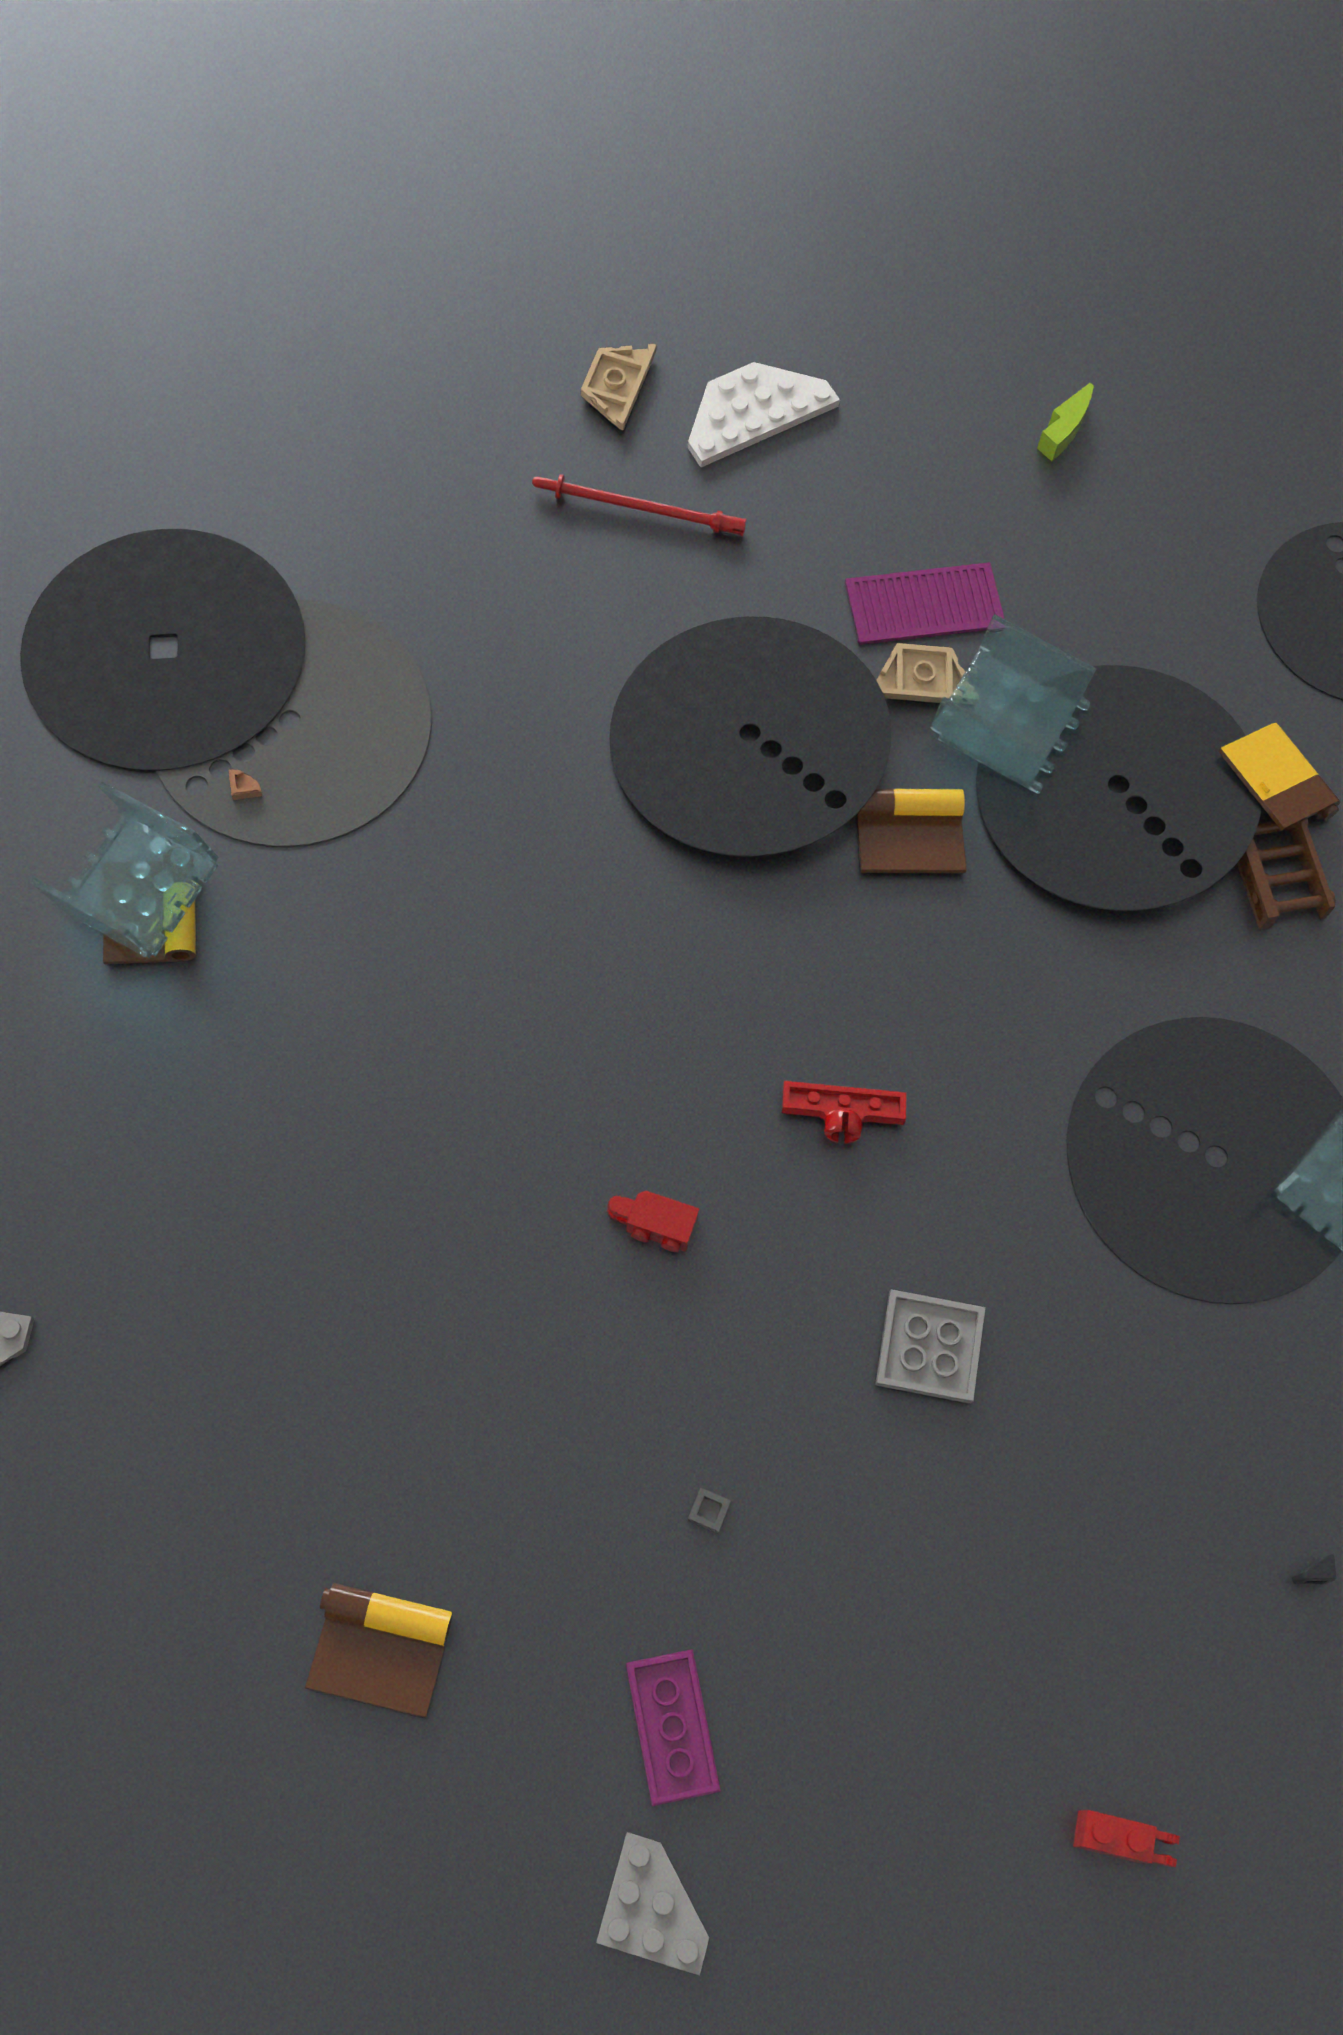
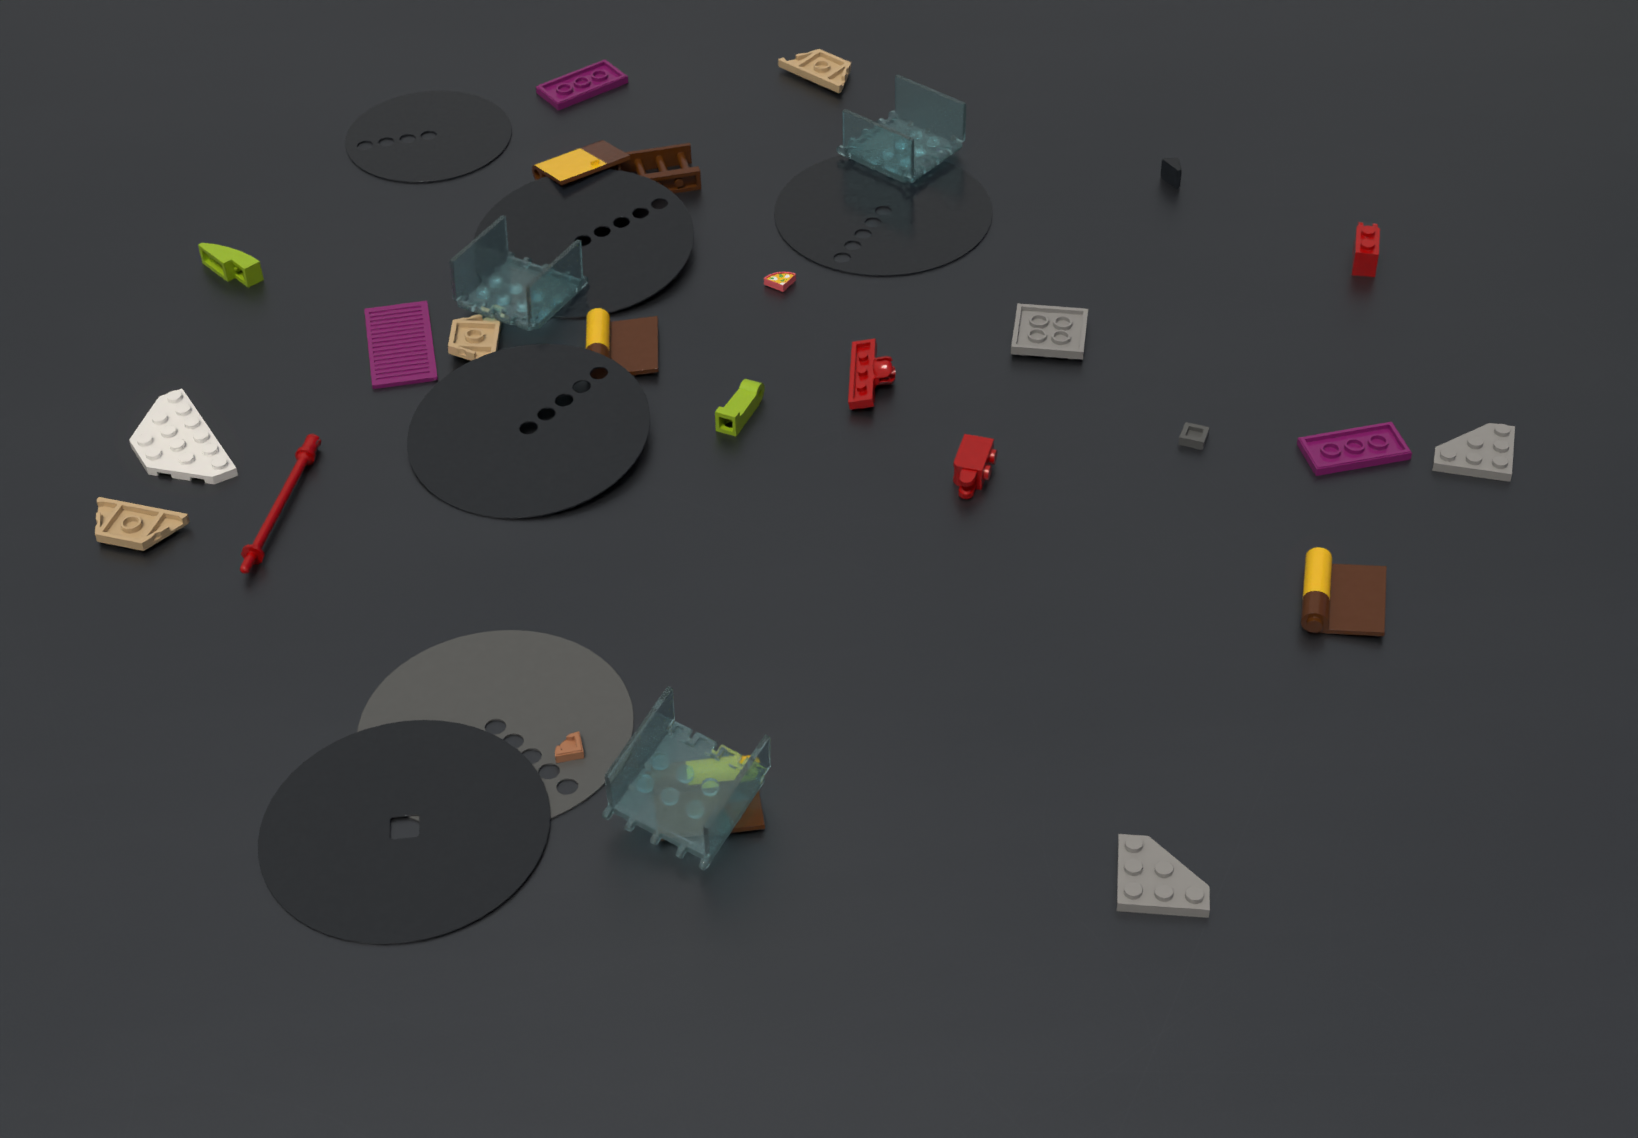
camera: 85 degrees left, 25 degrees down
(785, 959) = (739, 407): none -> lime leg
(1048, 1017) = (780, 280): none -> tile

